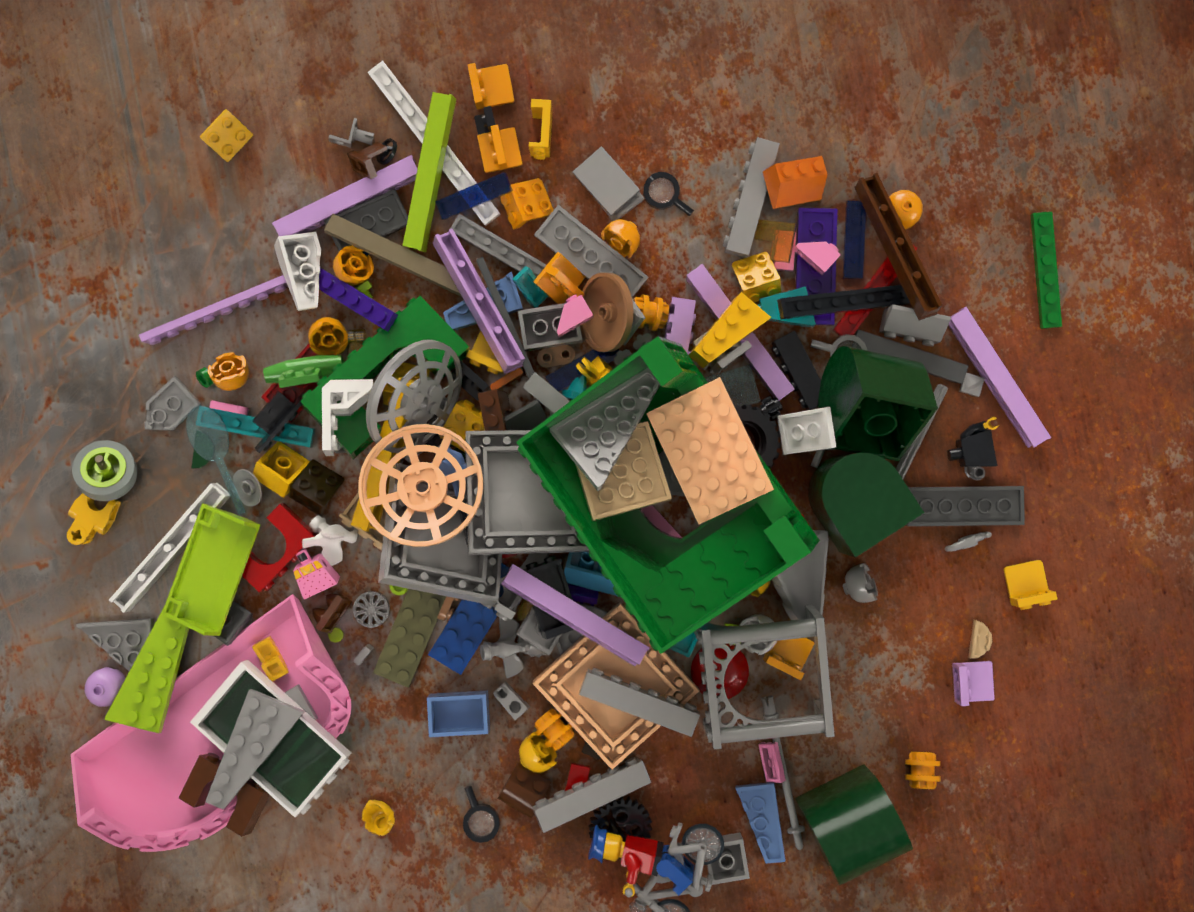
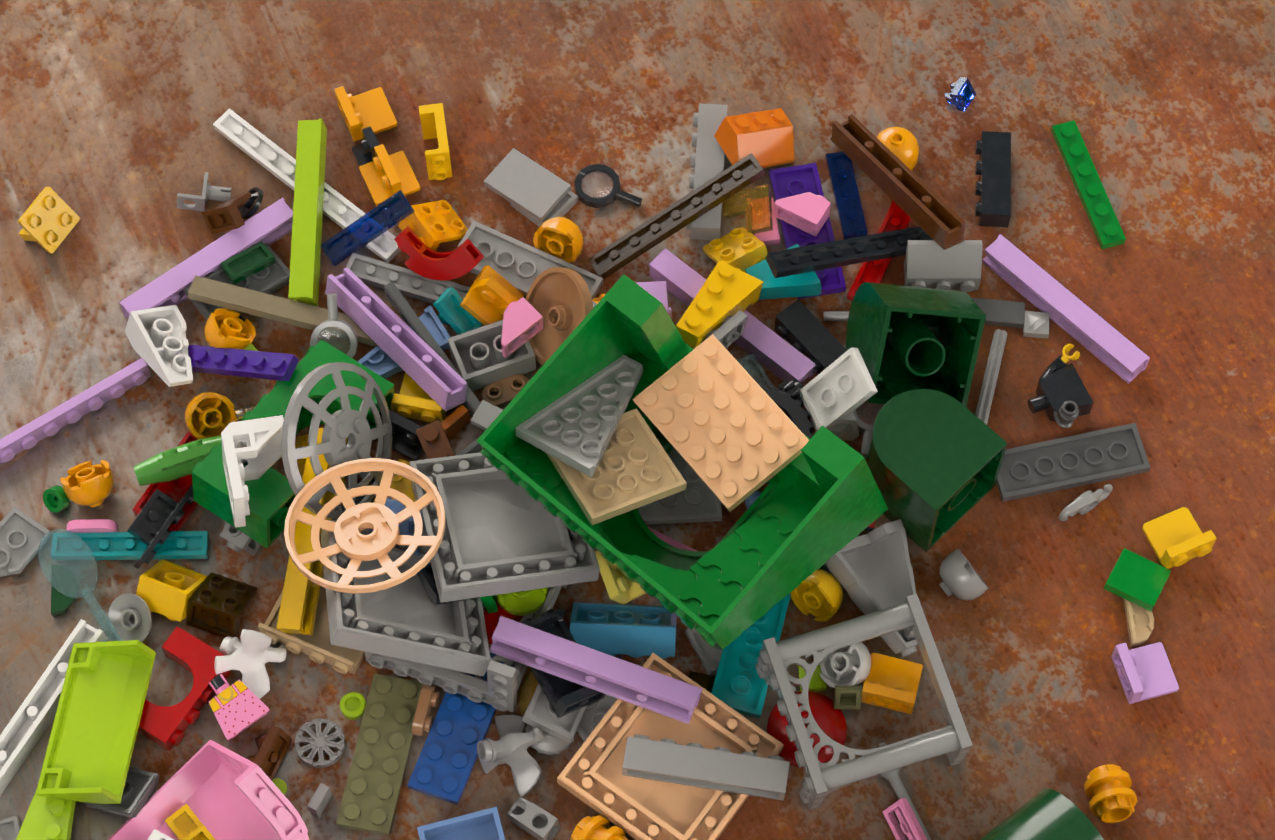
camera: 15 degrees left, 25 degrees down
(376, 206) = (247, 263): none -> dark green tile
(432, 287) = (336, 331): none -> light grey piece
(522, 240) = (436, 264): none -> red arch
(718, 238) = (676, 216): none -> dark brown plate
(753, 659) = (847, 697): none -> olive slope
(969, 169) = (961, 94): none -> clear blue tile
(974, 252) = (994, 179): none -> black brick
(988, 610) = (1137, 579): none -> green tile

